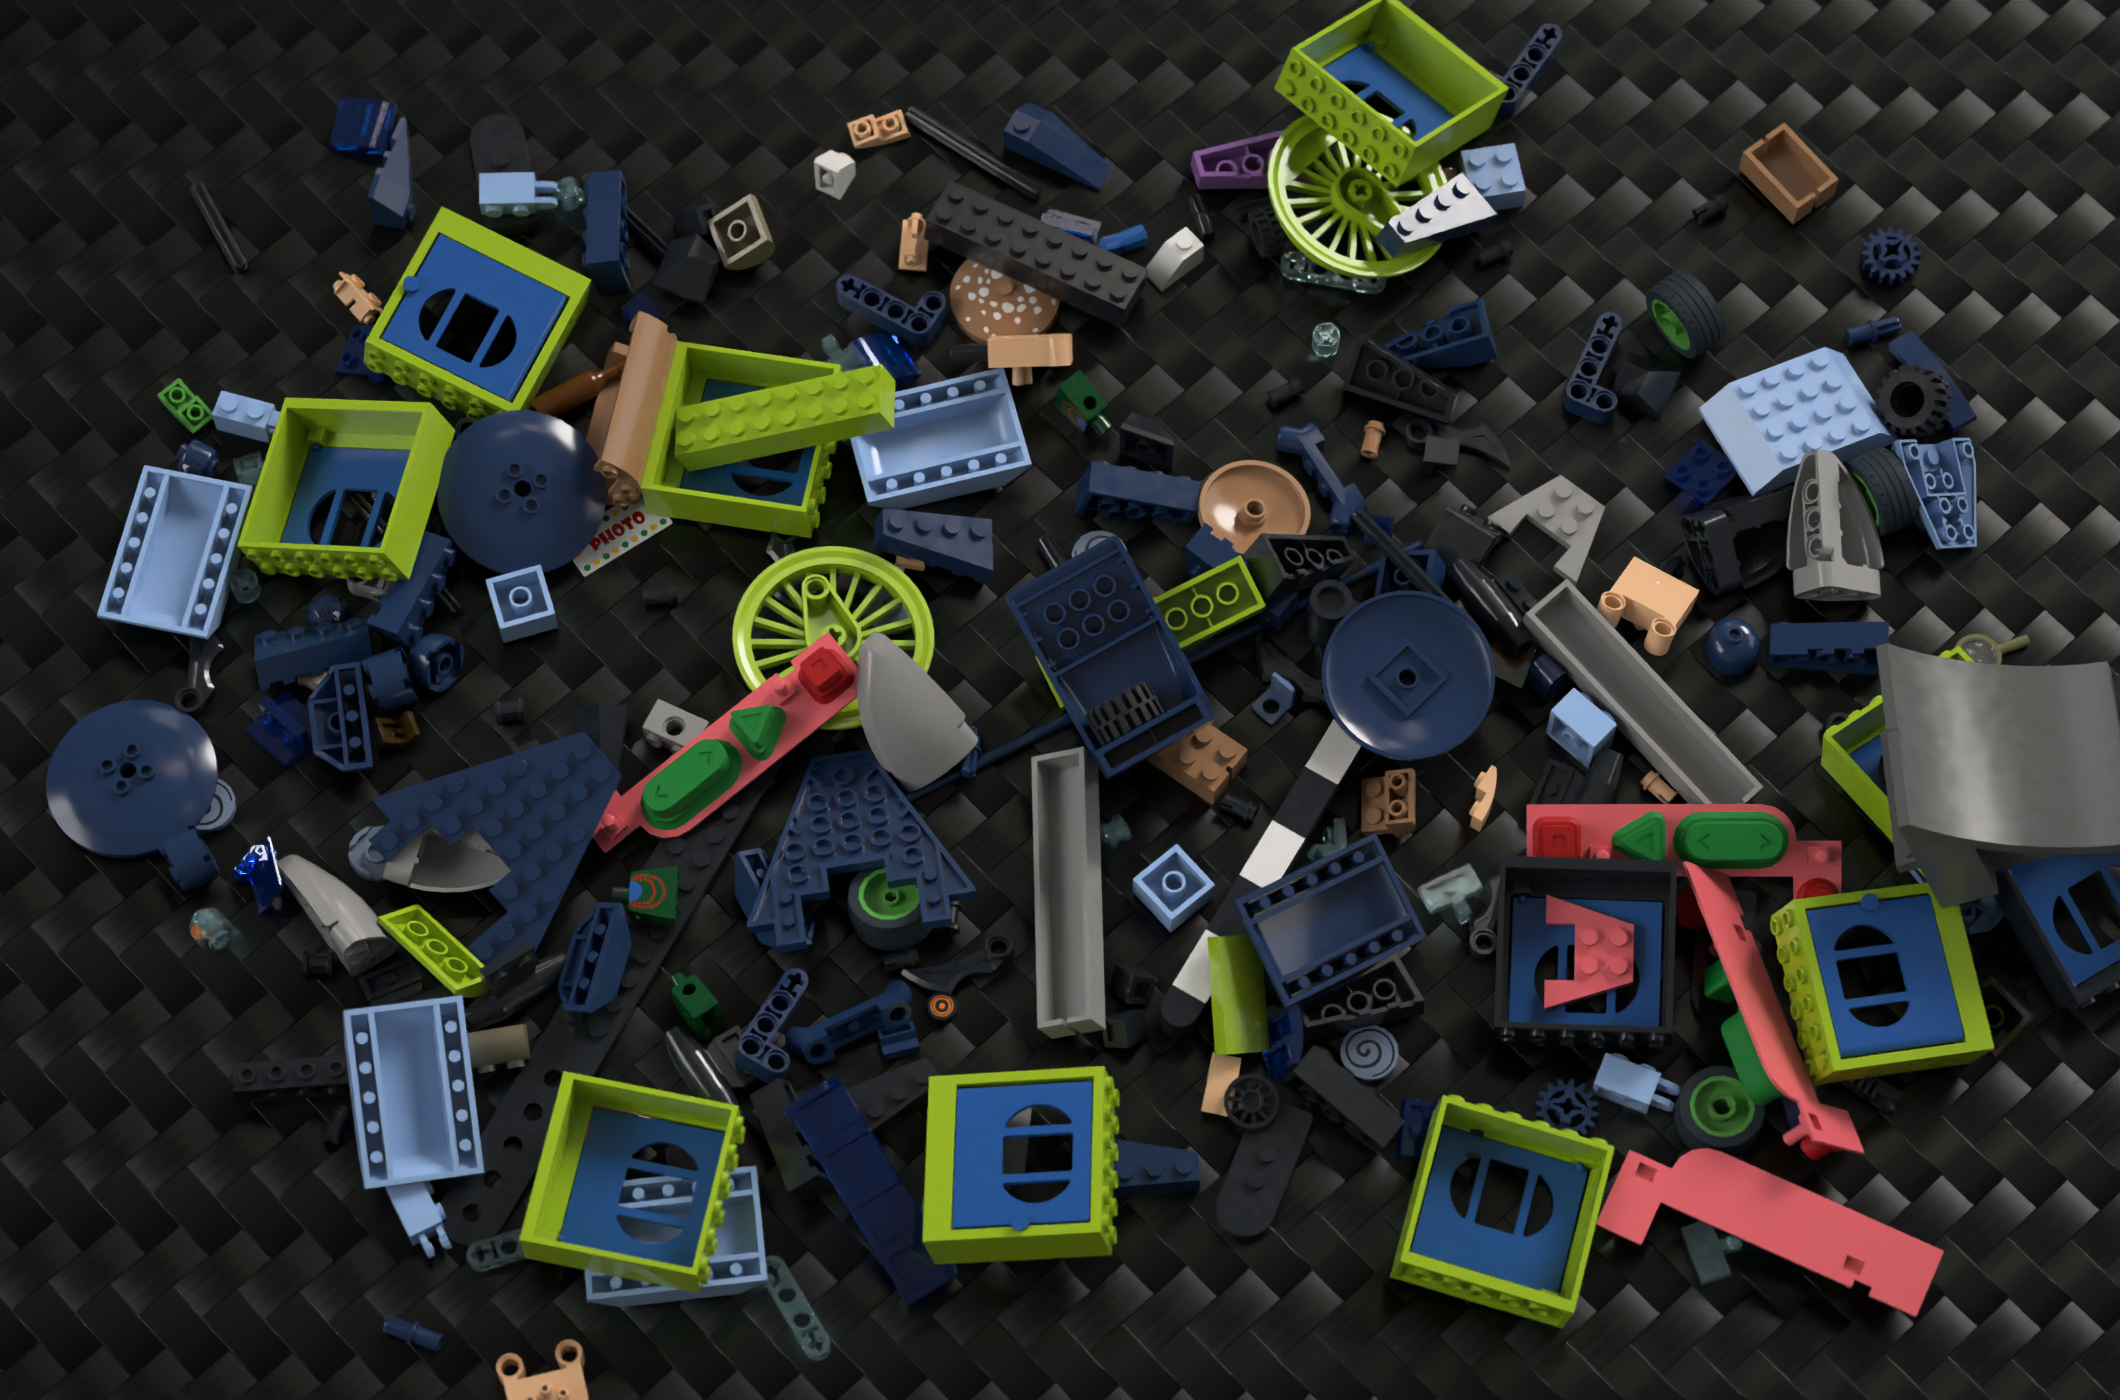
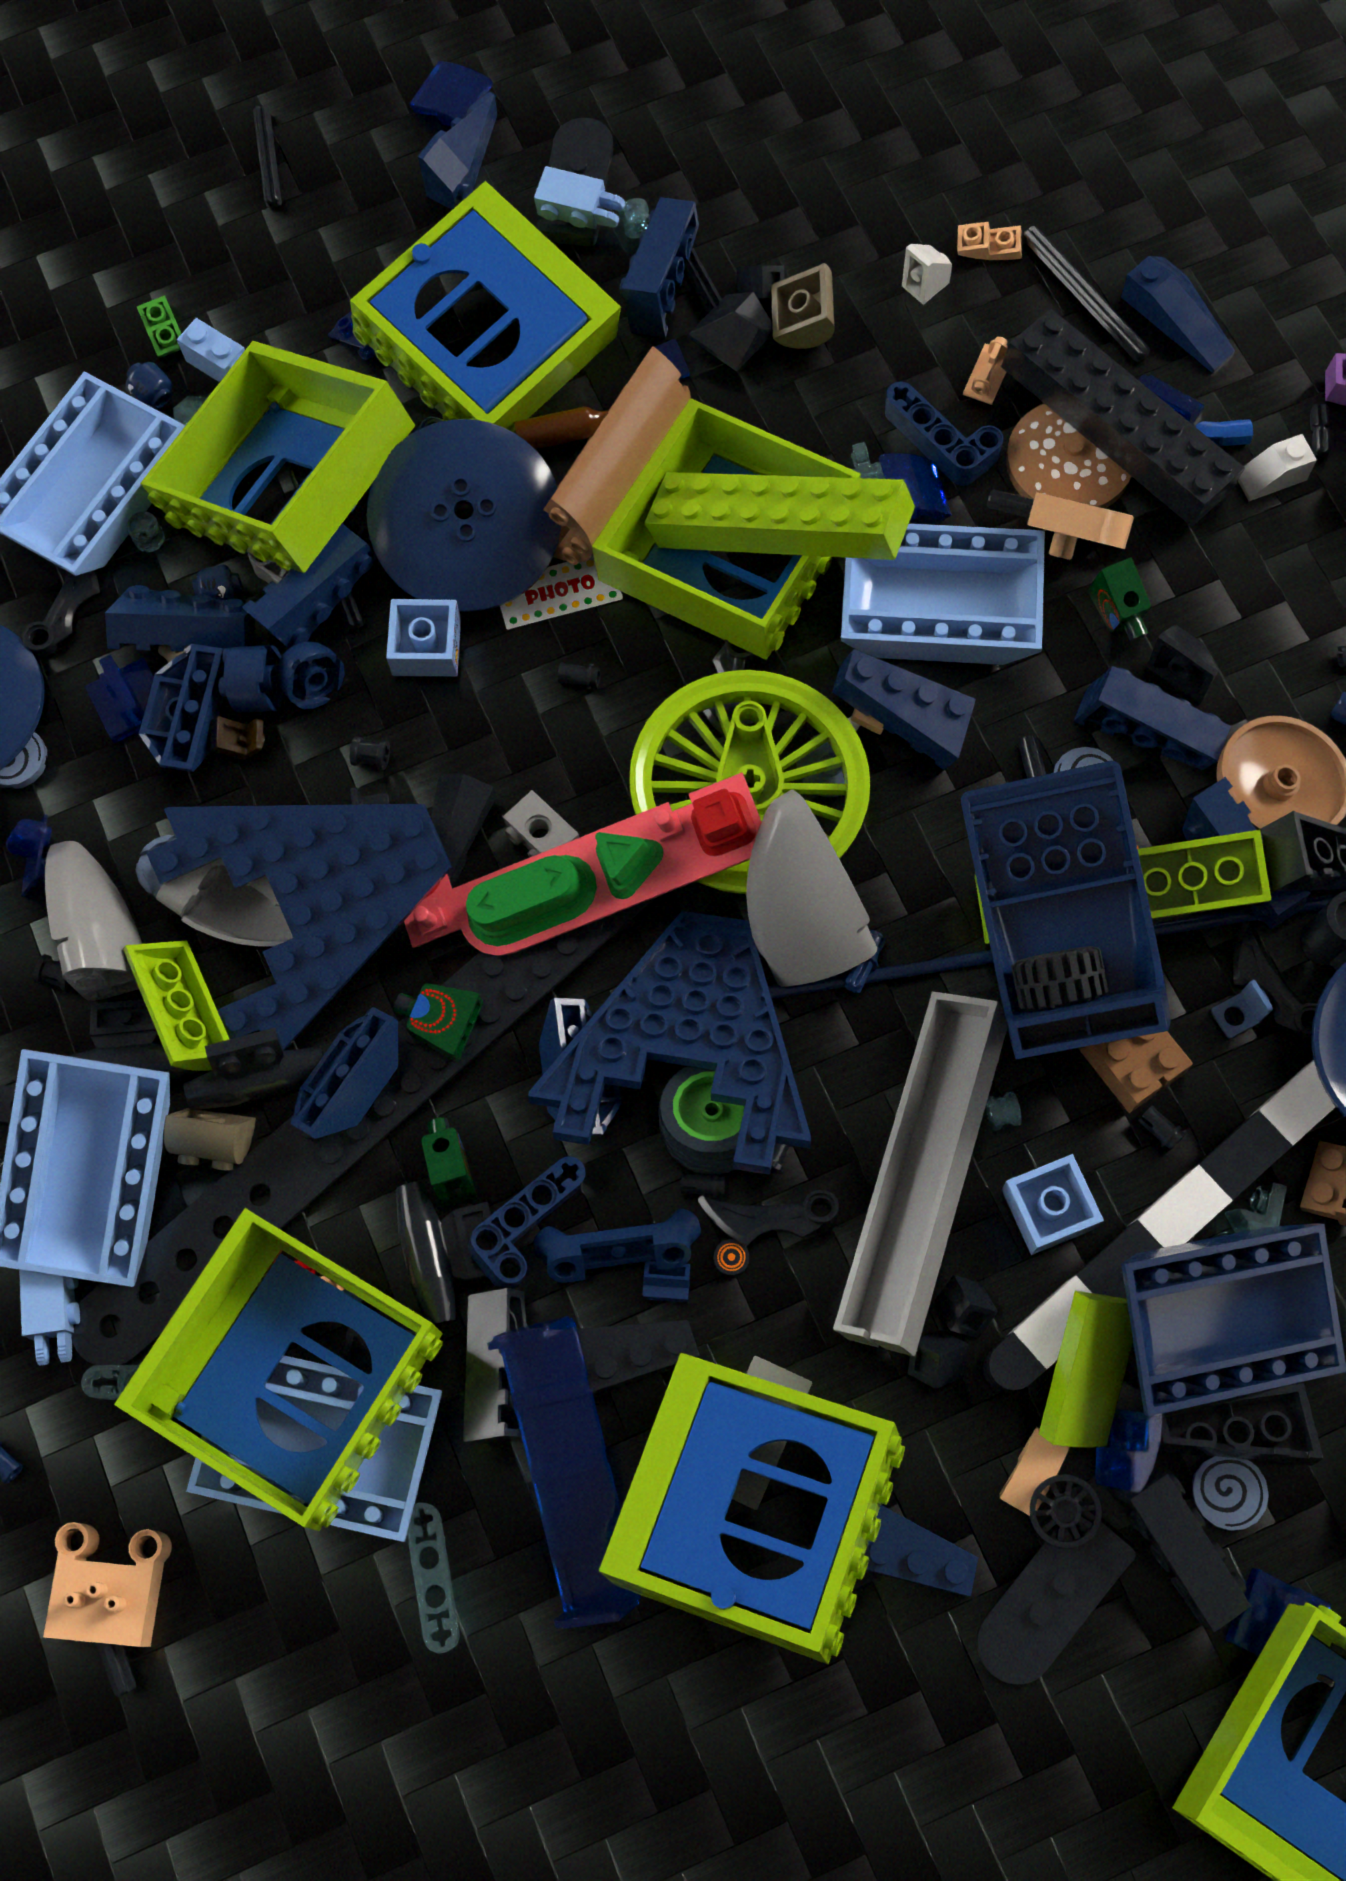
camera: 25 degrees right, 5 degrees up
(352, 289) = (374, 255): light nougat hinge -> none

